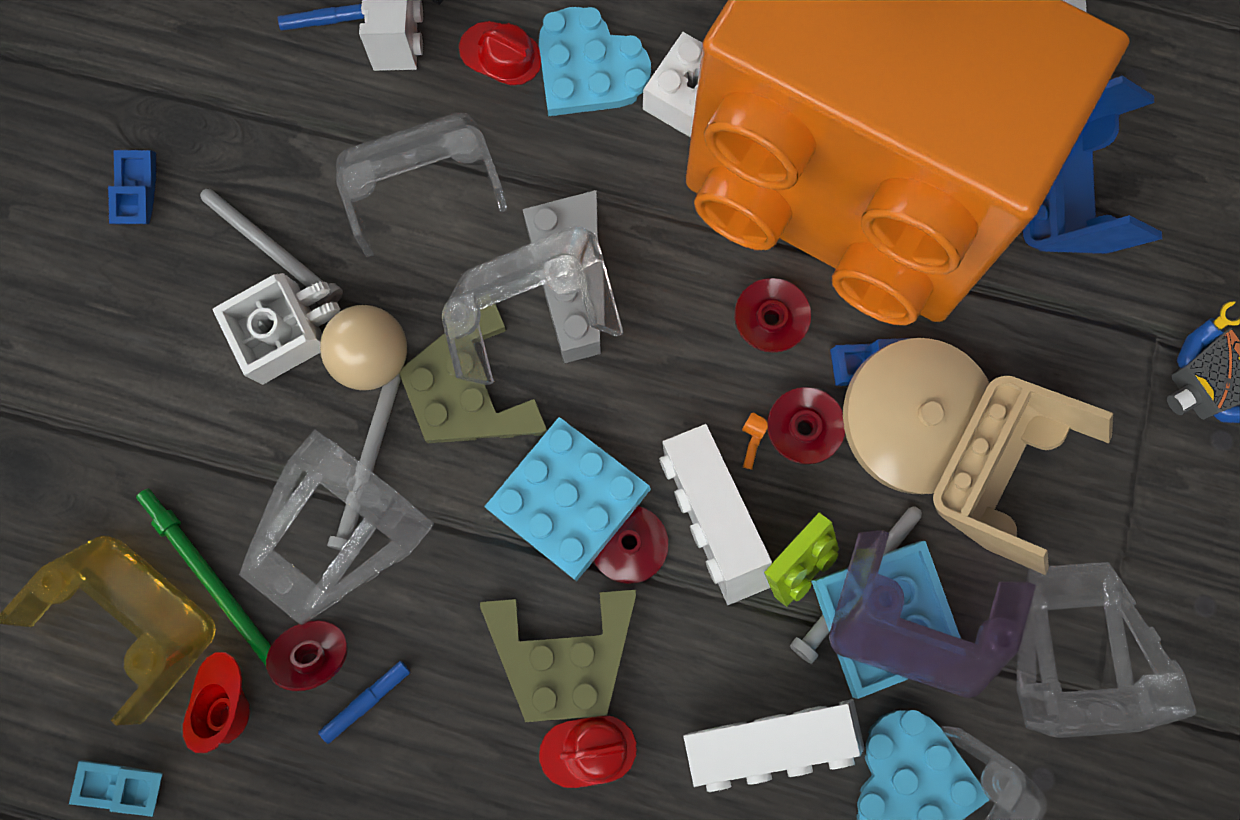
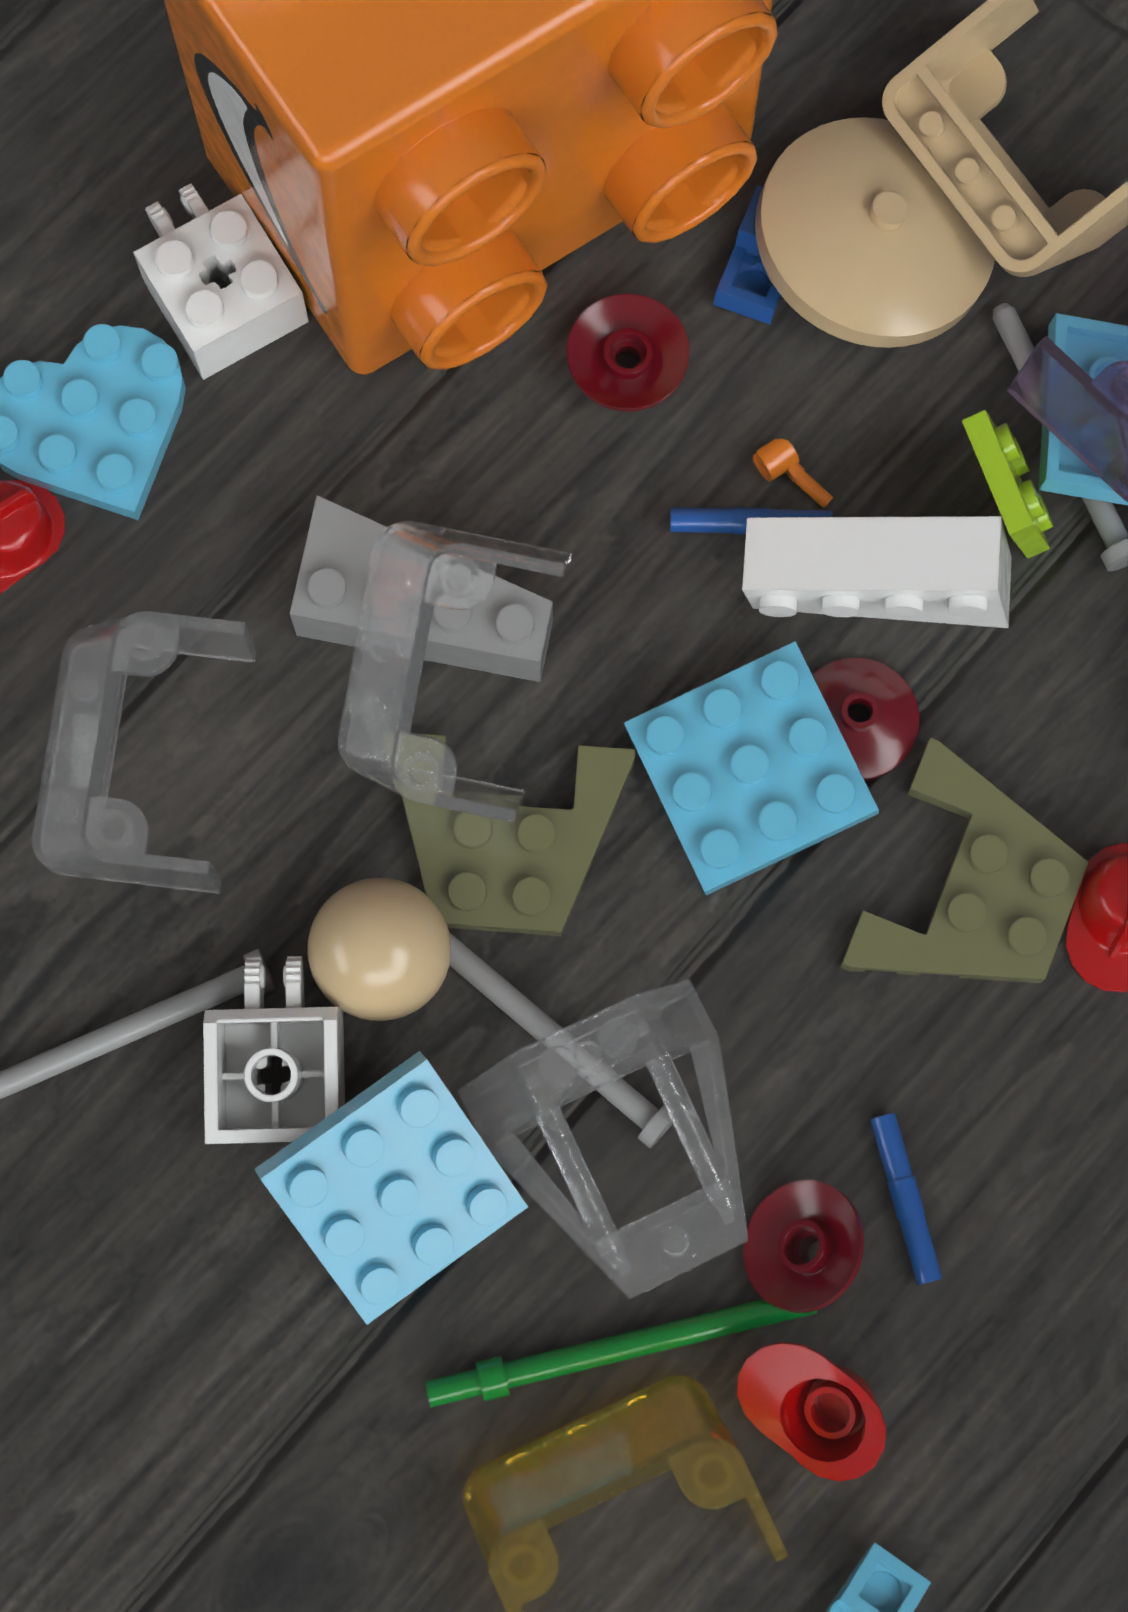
camera: 65 degrees left, 0 degrees up
(236, 417) = (391, 1187): none -> medium azure plate
(707, 417) = (729, 520): none -> blue piece
(815, 409) = (816, 363): dark red dish -> none

